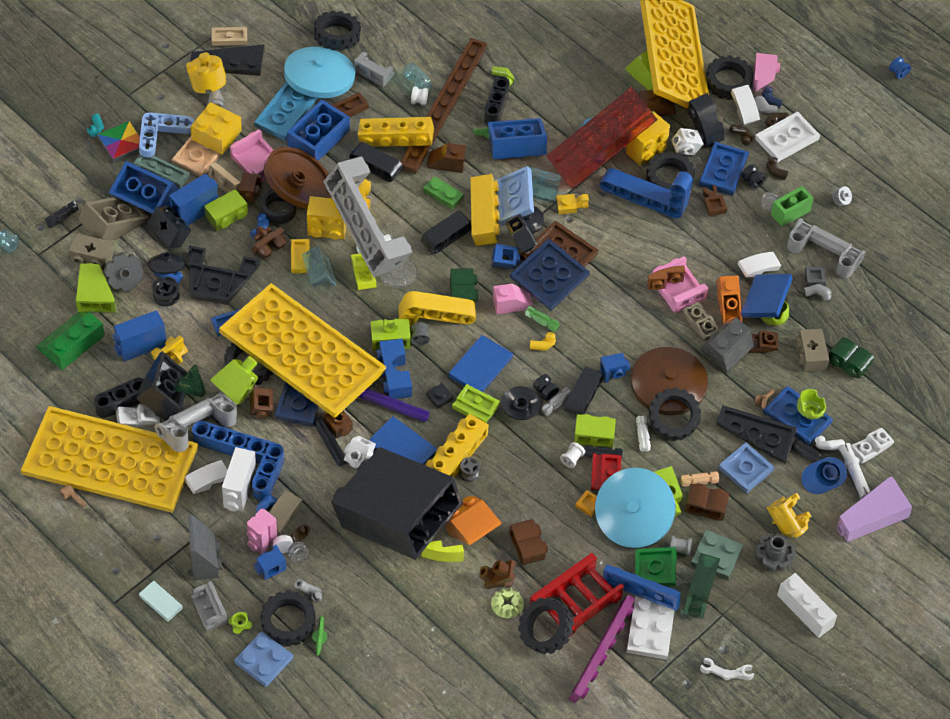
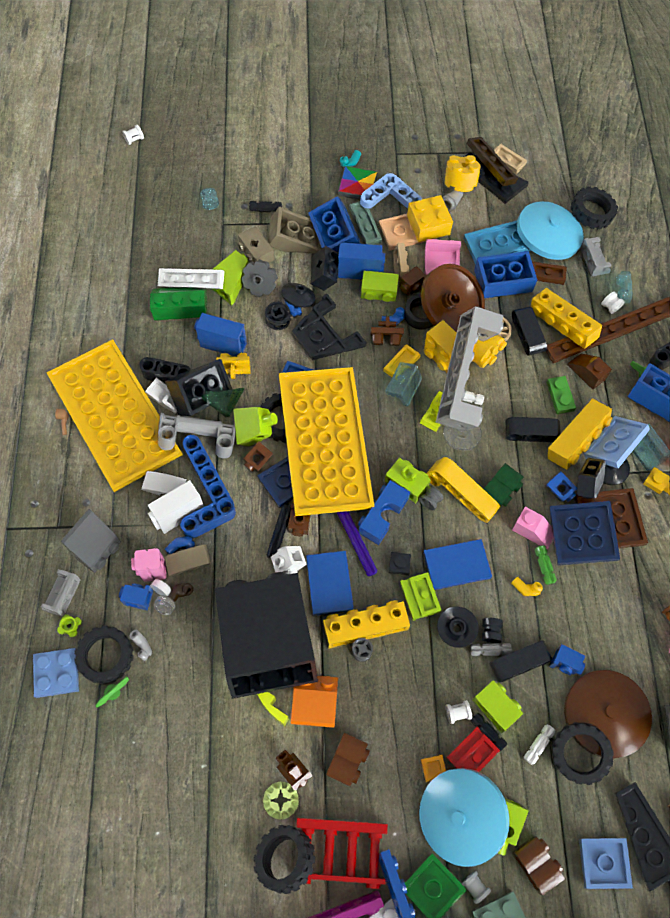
camera: 45 degrees right, 10 degrees up
(66, 312) = (191, 278): none -> white plate
(160, 601) = (35, 556): light aqua tile -> none
(220, 46) = (492, 161): none -> dark brown plate
(702, 478) = (553, 834): light nougat axle -> none

